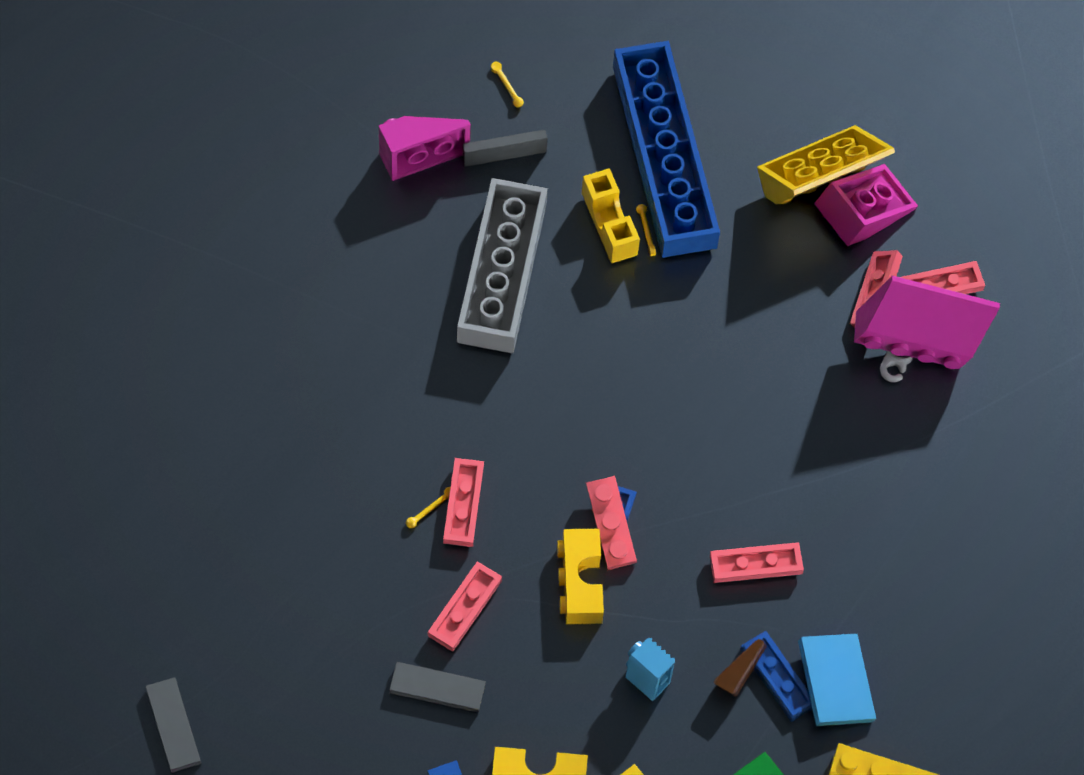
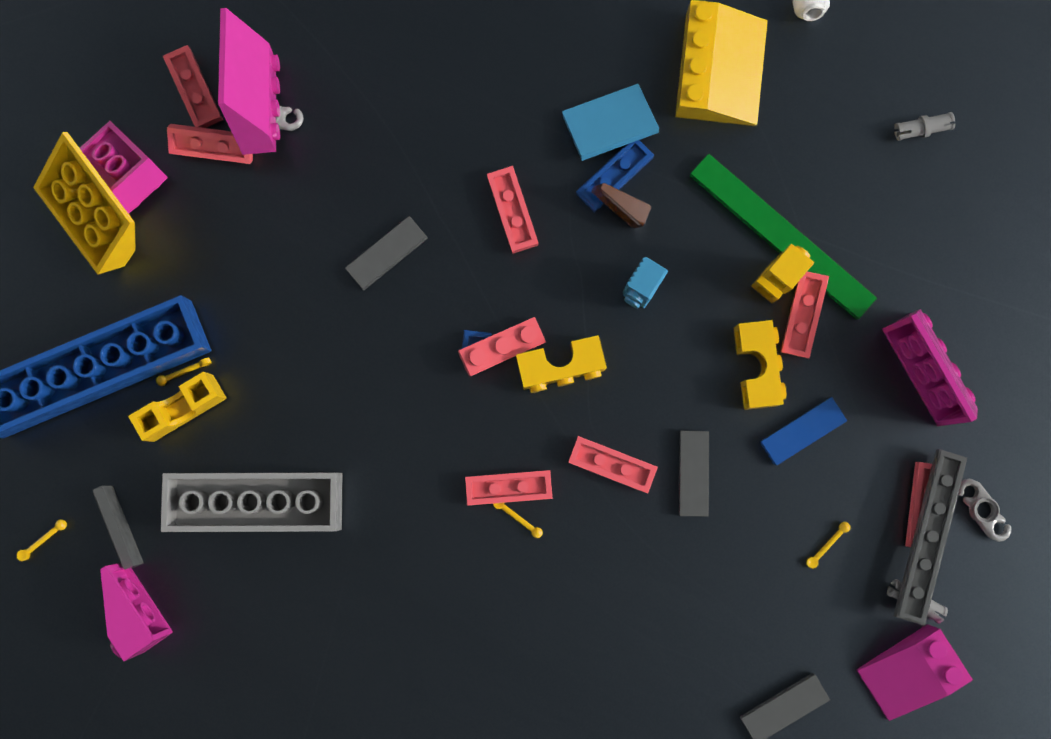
camera: 95 degrees left, 20 degrees up
(732, 434) = (386, 253): none -> dark grey tile

